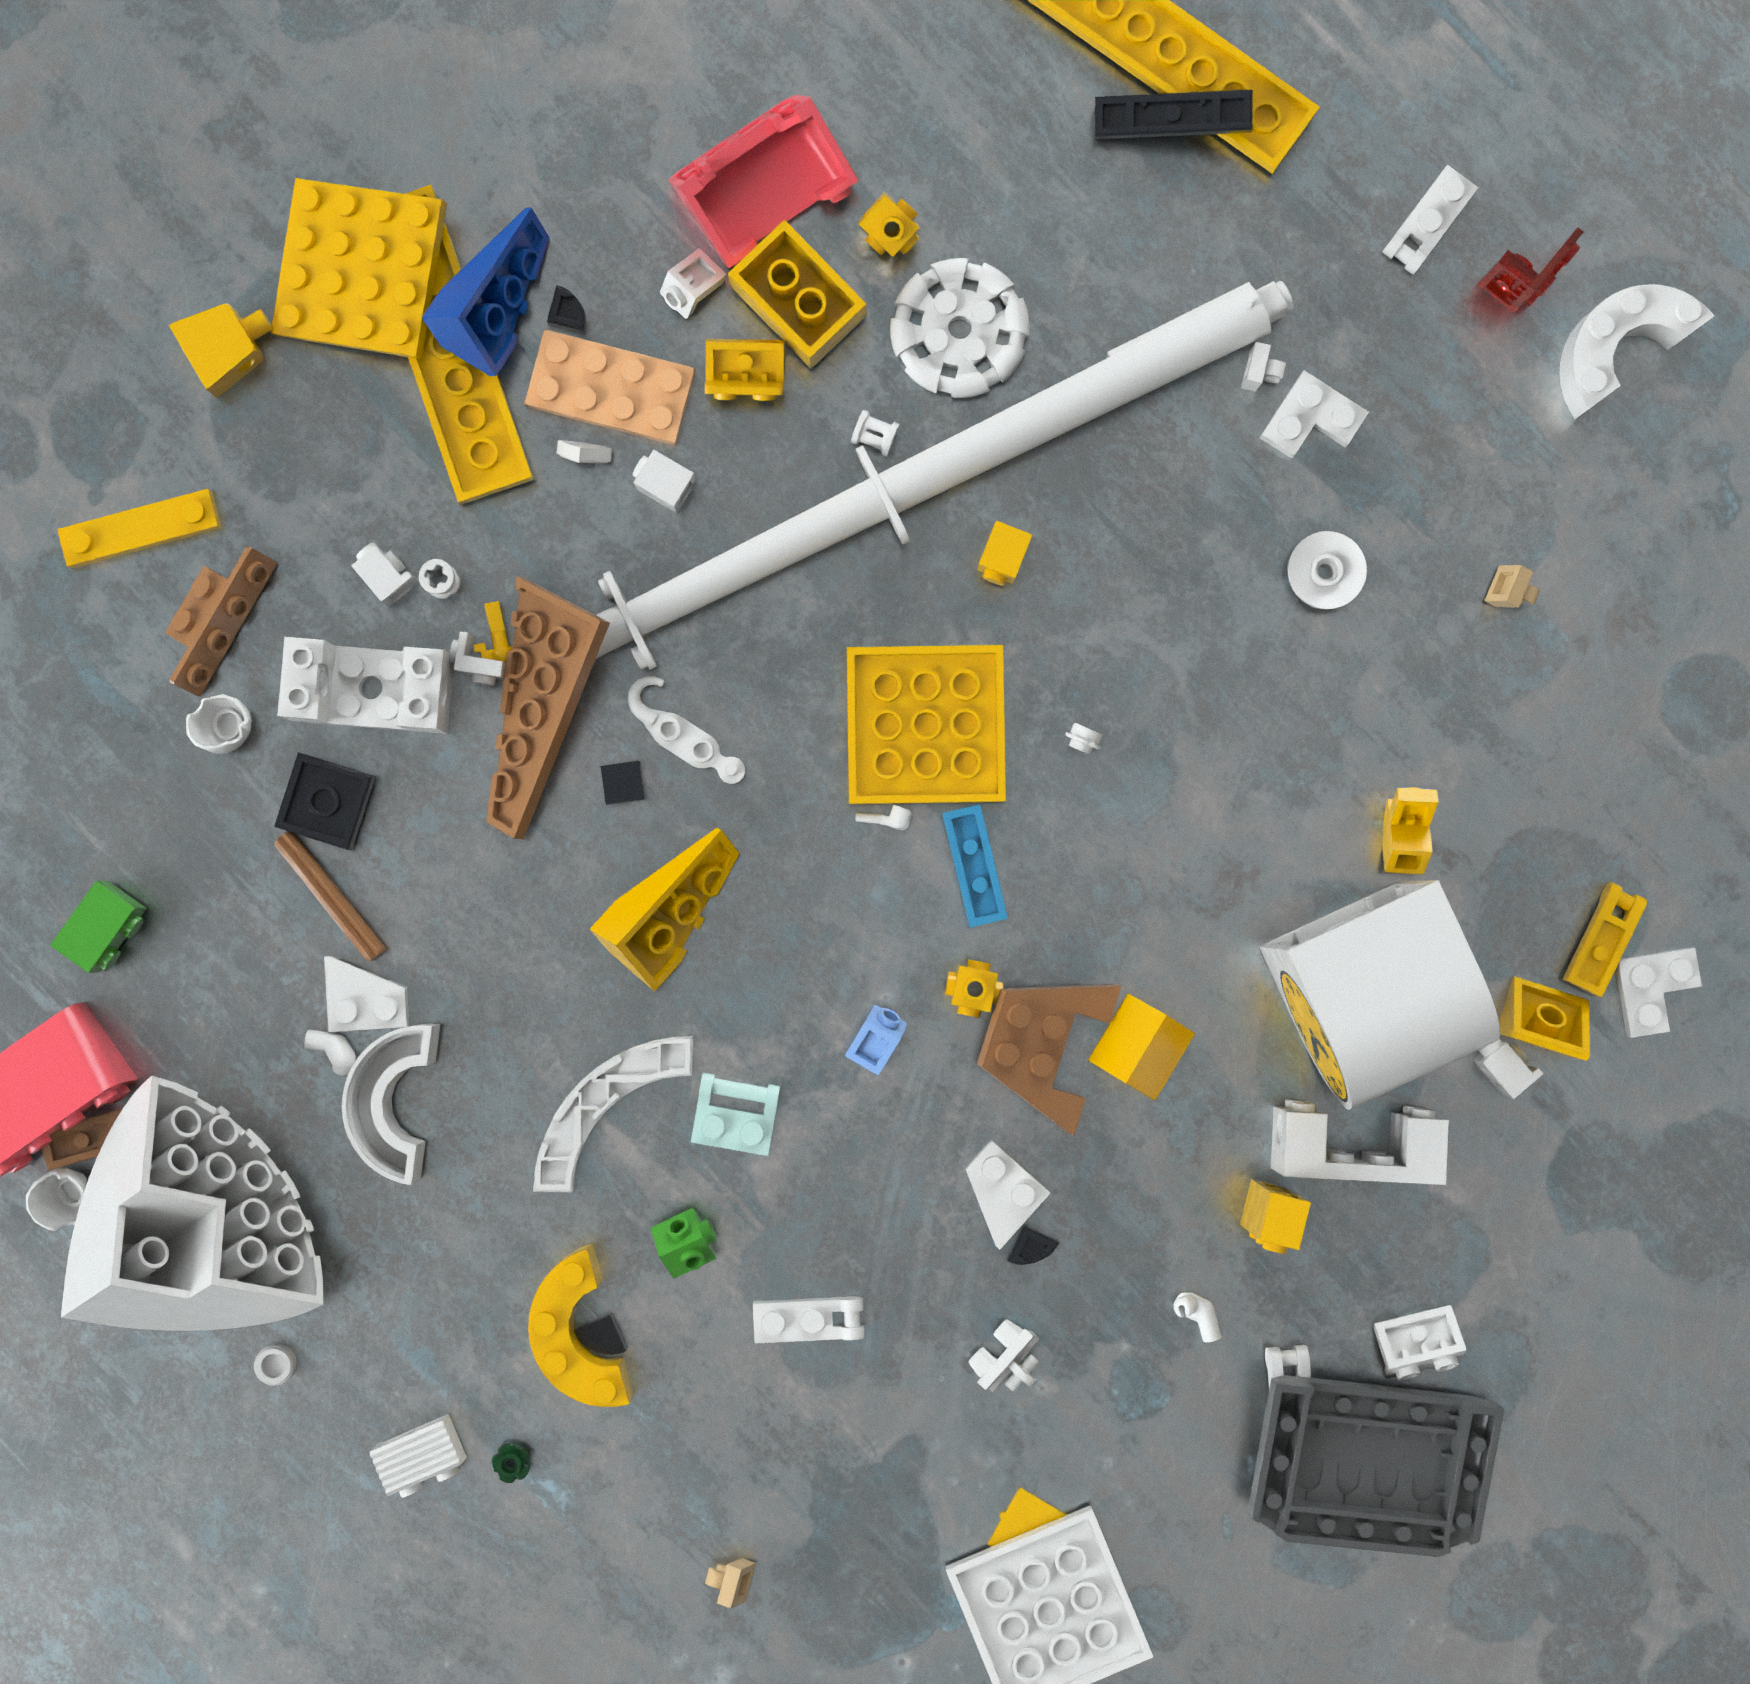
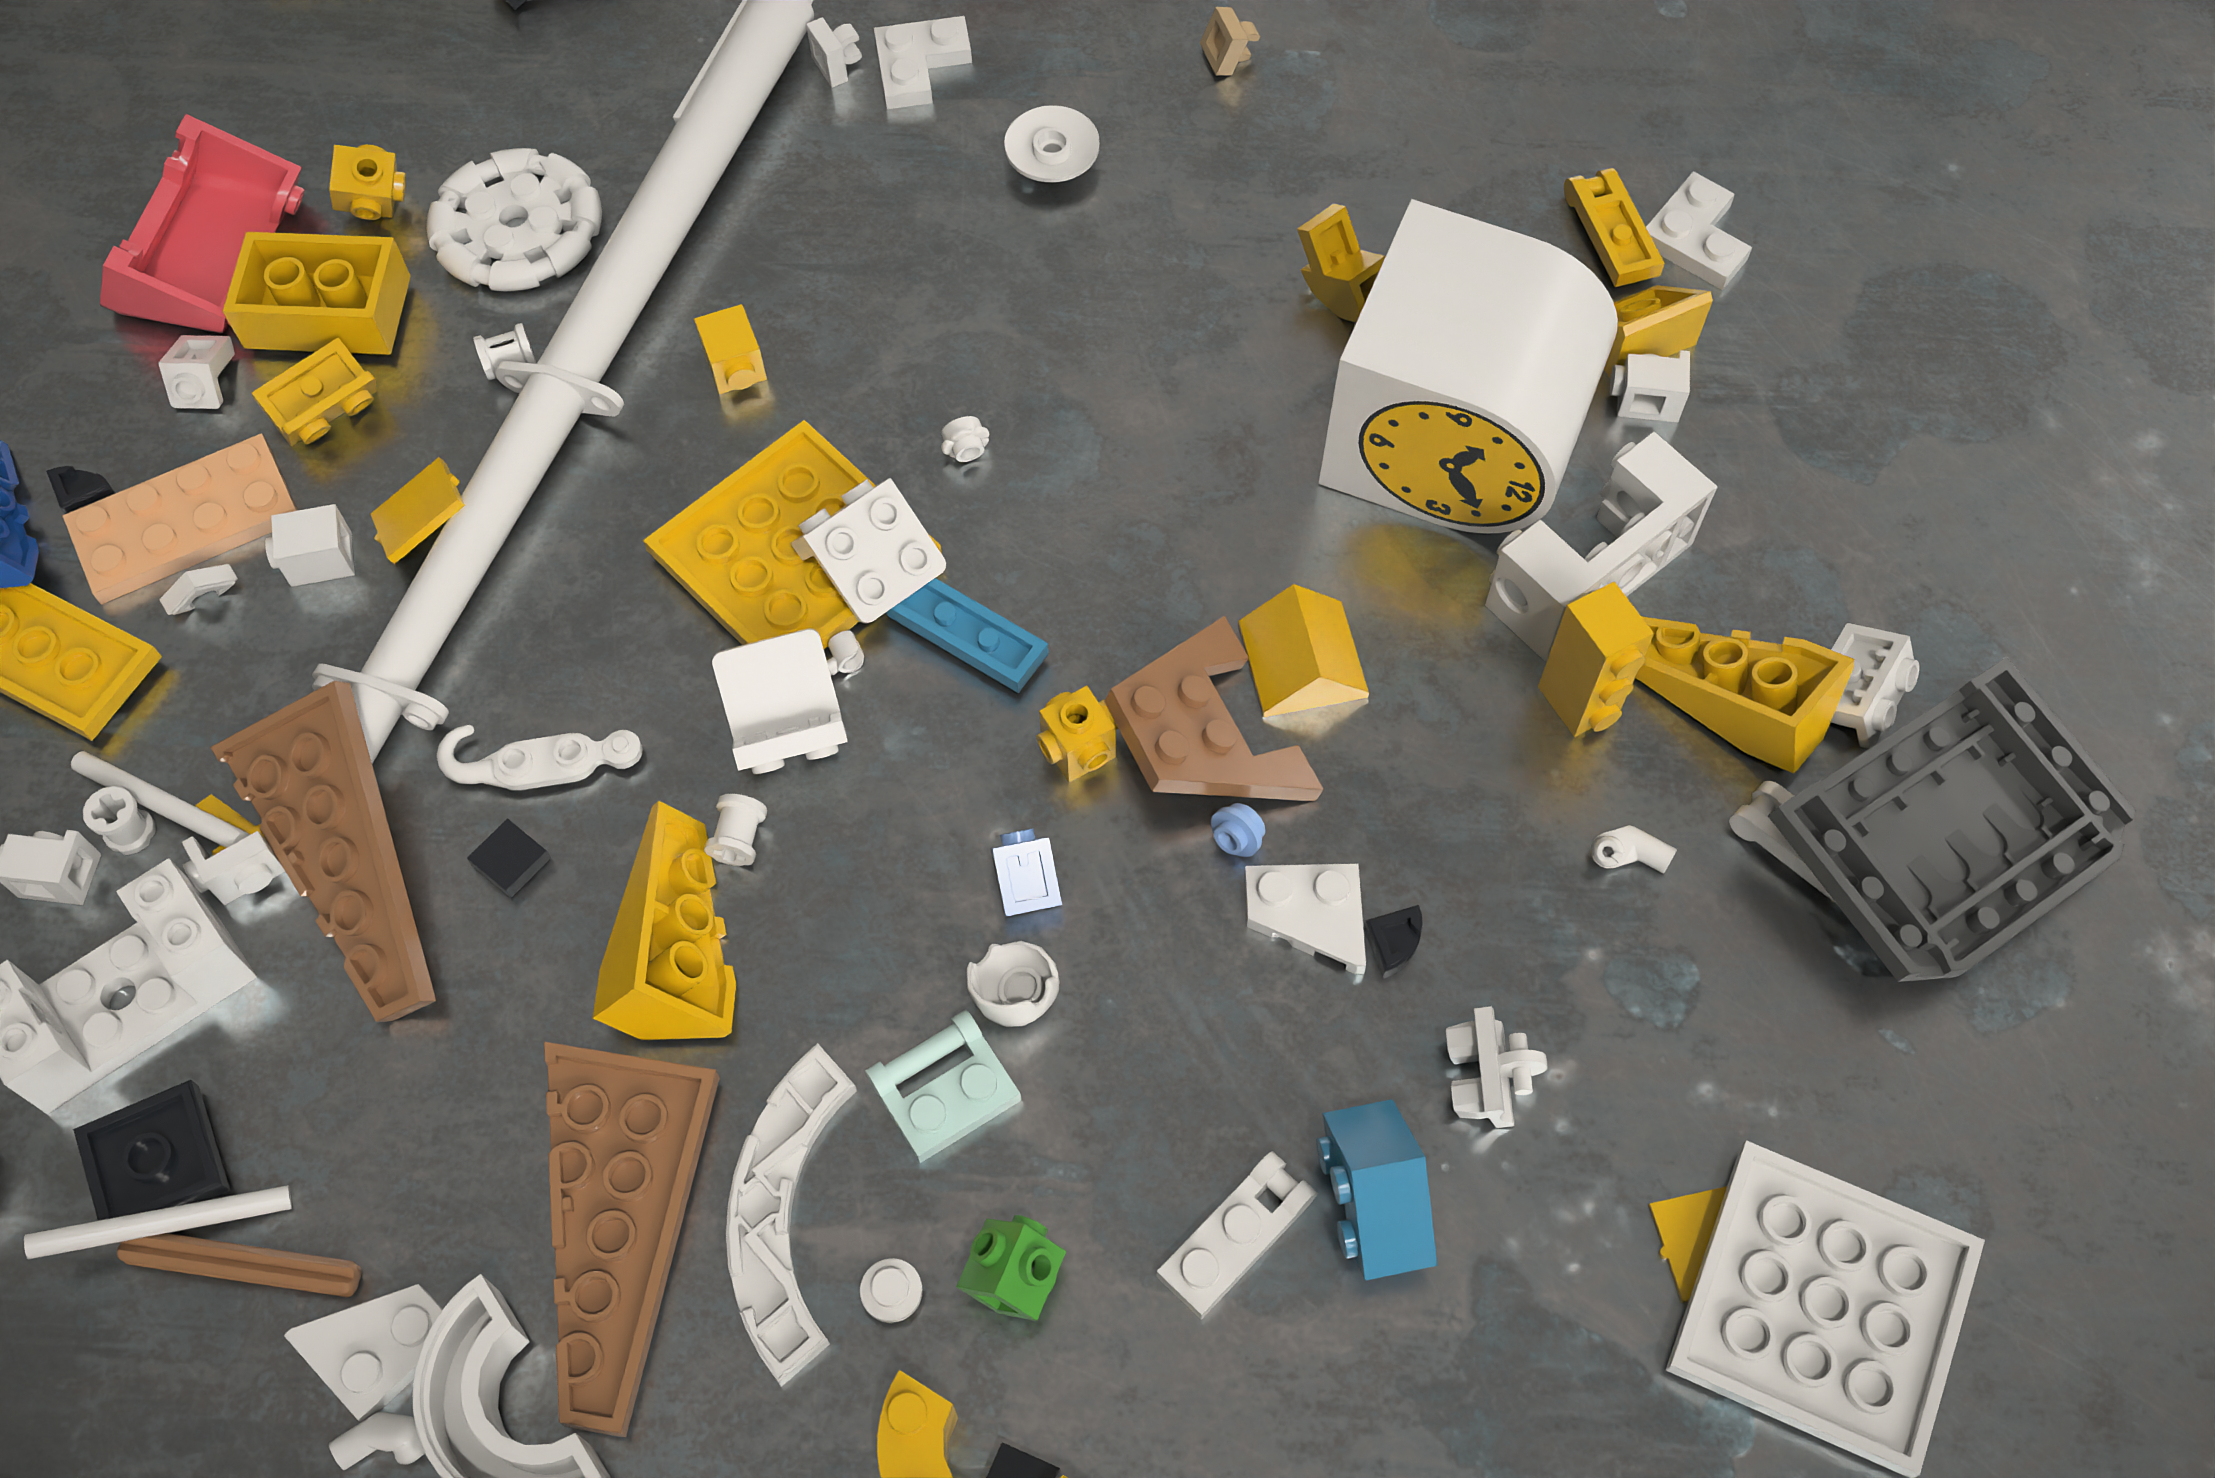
camera: 40 degrees left, 25 degrees down
(305, 844) = (157, 1222): none -> white bar
(468, 584) = (158, 800): none -> white bar
(538, 1022) = (619, 1188): none -> medium nougat wing
(621, 1195) = (891, 1290): none -> white plate
(738, 511) = (417, 510): none -> yellow piece
(749, 877) = (735, 829): none -> white bush
(814, 1097) = (1013, 983): none -> white hair
(831, 829) = (779, 700): none -> white bracket
(892, 1368) = (1384, 1189): none -> dark azure brick
(960, 775) = (871, 549): none -> white bracket
(1006, 1118) = (1238, 830): none -> light blue plate
(1353, 1291) = (1749, 691): none -> yellow wedge

